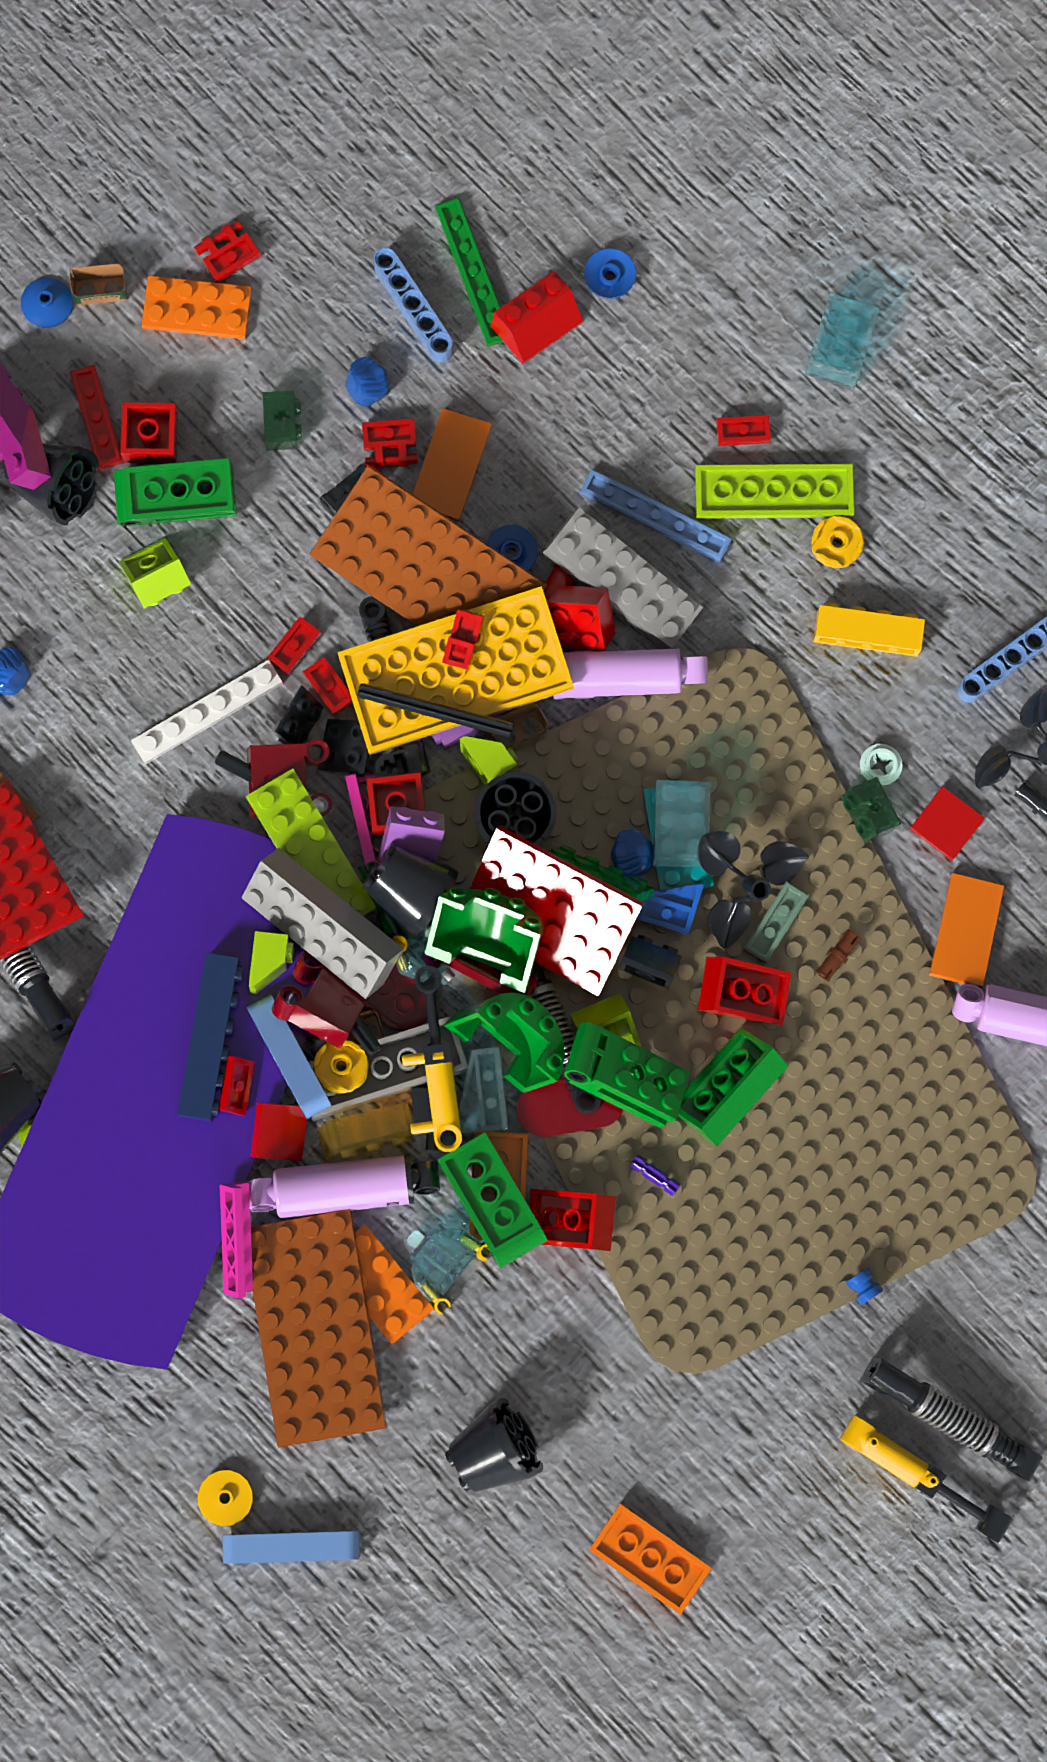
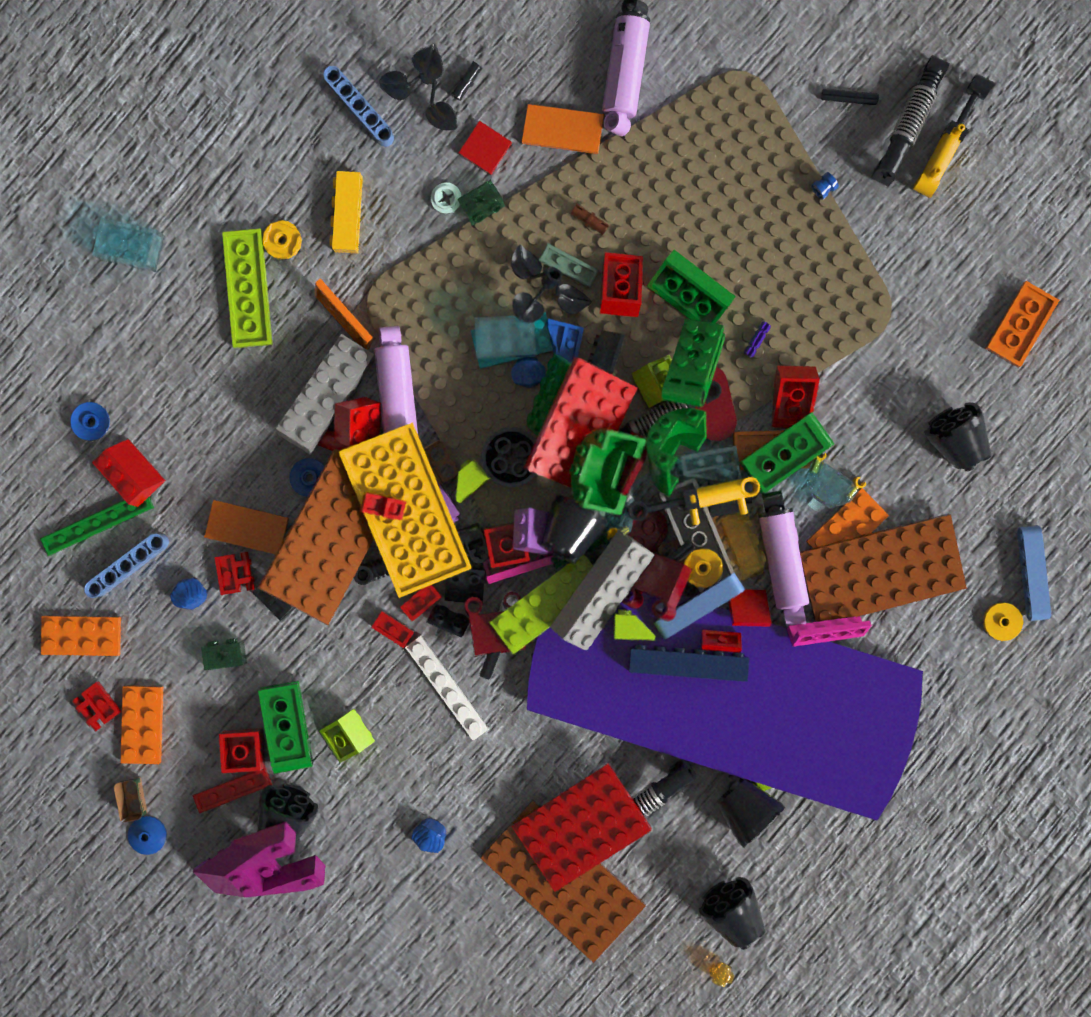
camera: 90 degrees left, 10 degrees up
(324, 239) = (80, 635): none -> orange plate
(435, 710) = (437, 522): black axle -> none
(655, 515) = (273, 374): medium blue tile -> none
(727, 611) = (342, 315): none -> orange tile
(743, 430) = (203, 314): red plate -> none
(990, 1336) = (849, 96): none -> black axle

